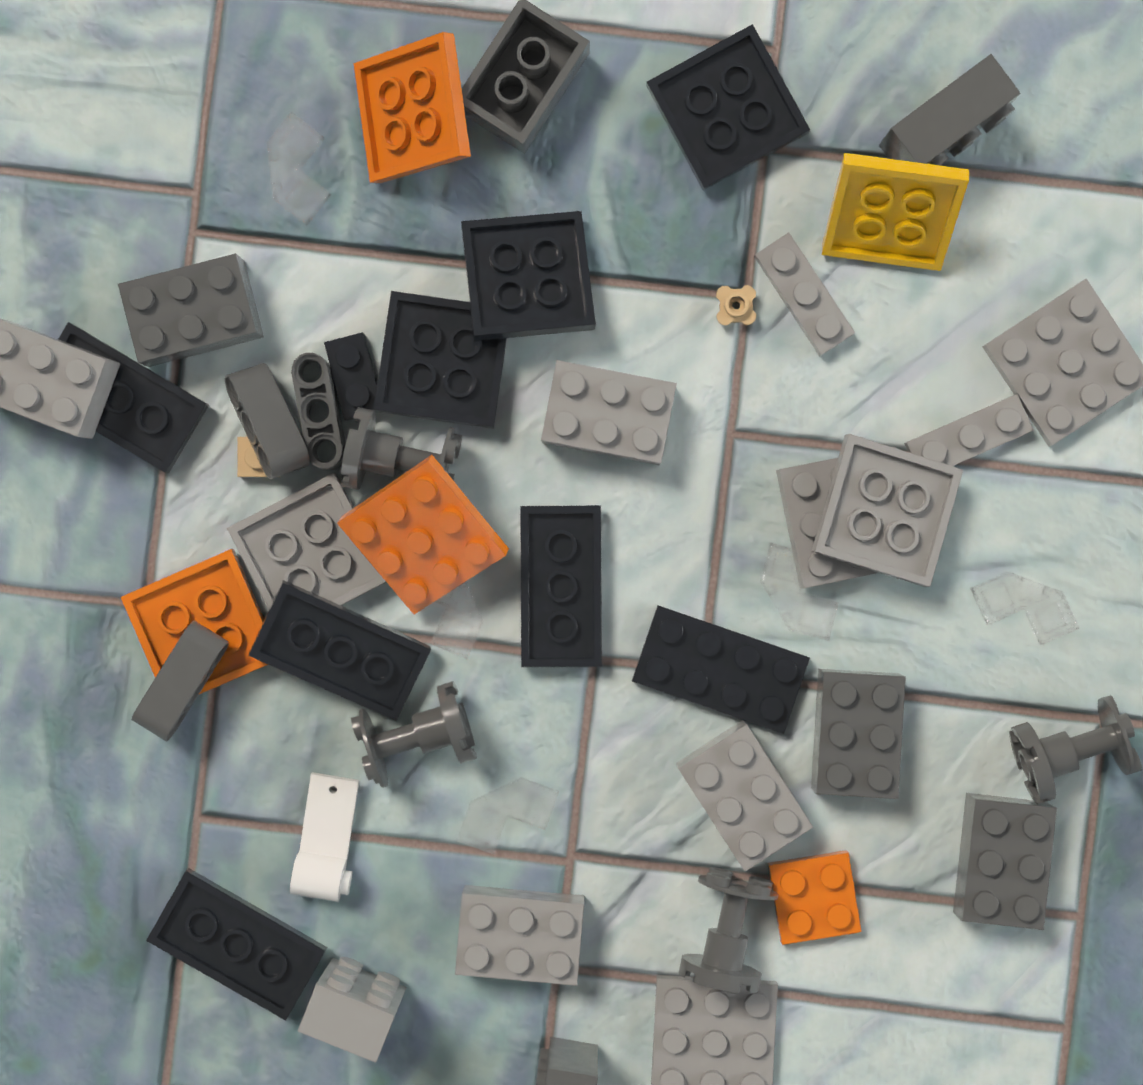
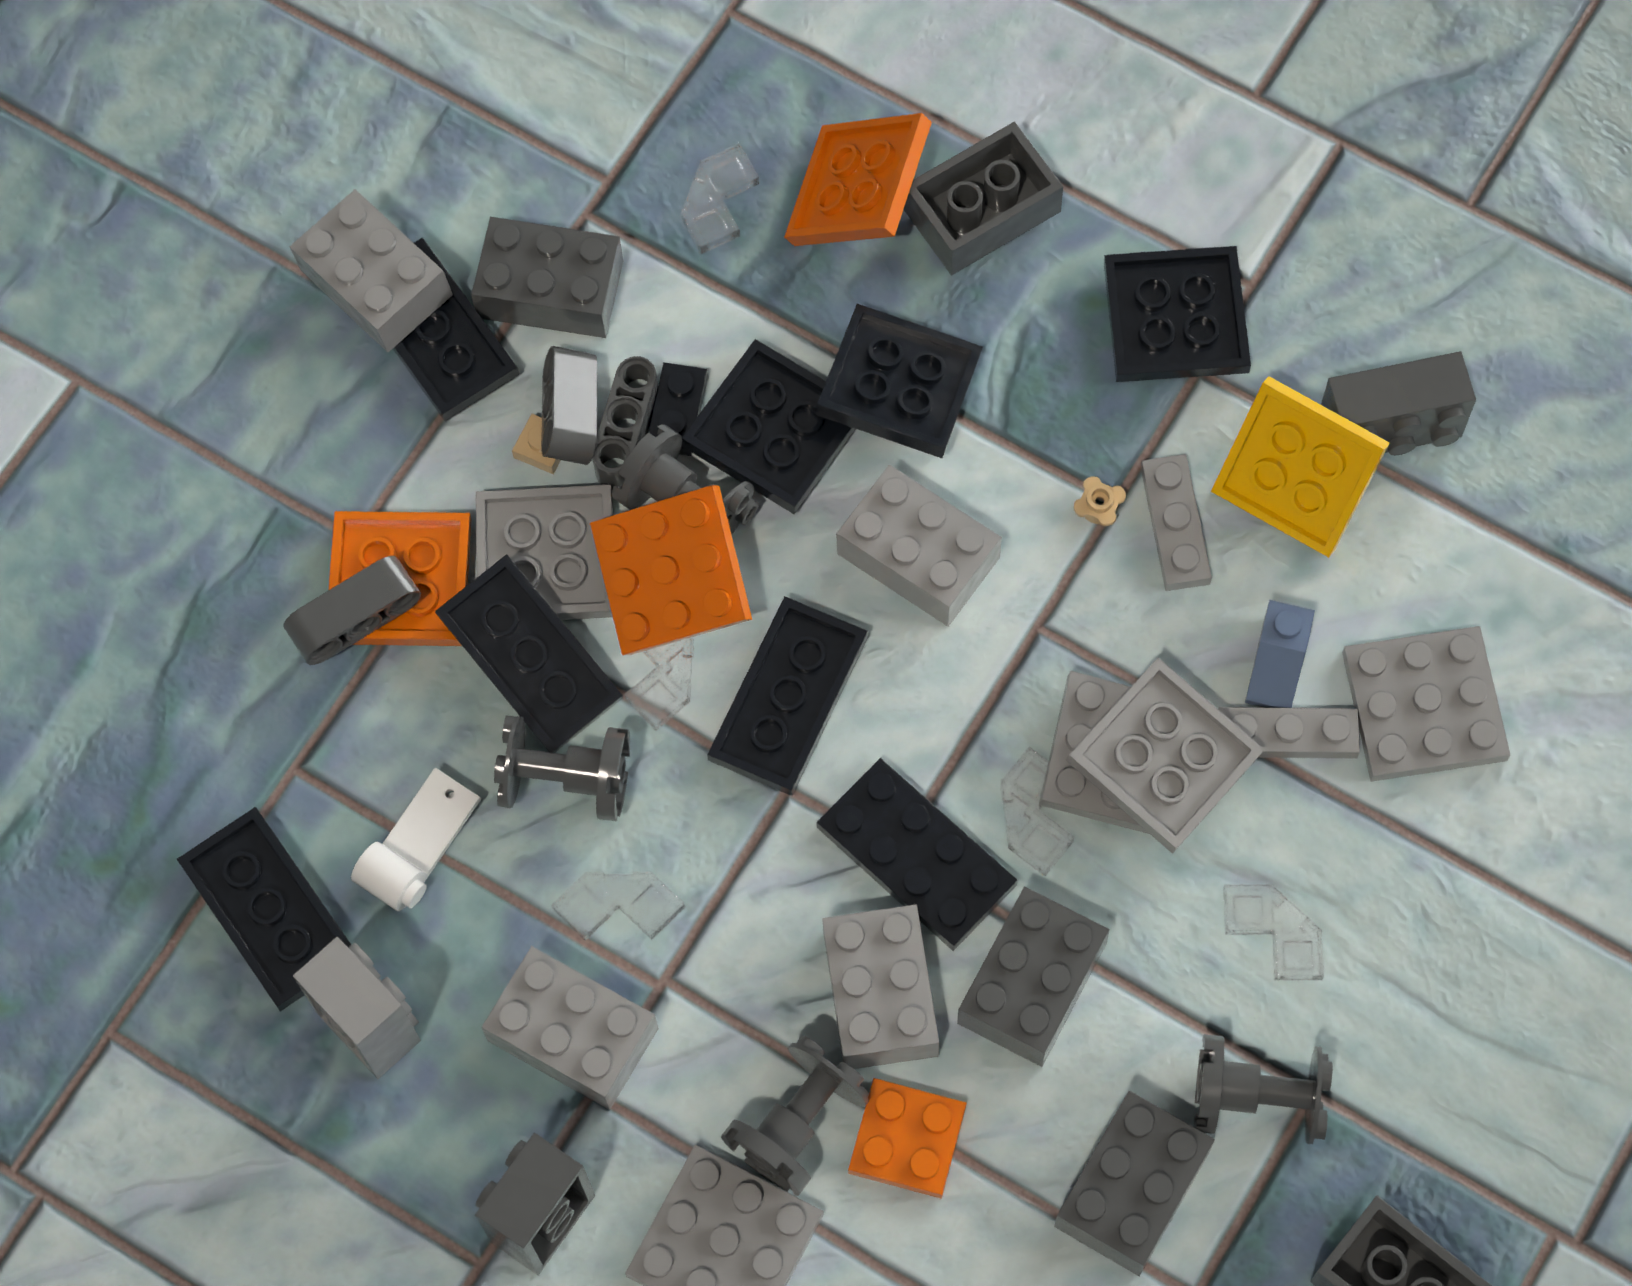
camera: 25 degrees right, 20 degrees down
(938, 377) = (1279, 655): none -> sand blue slope

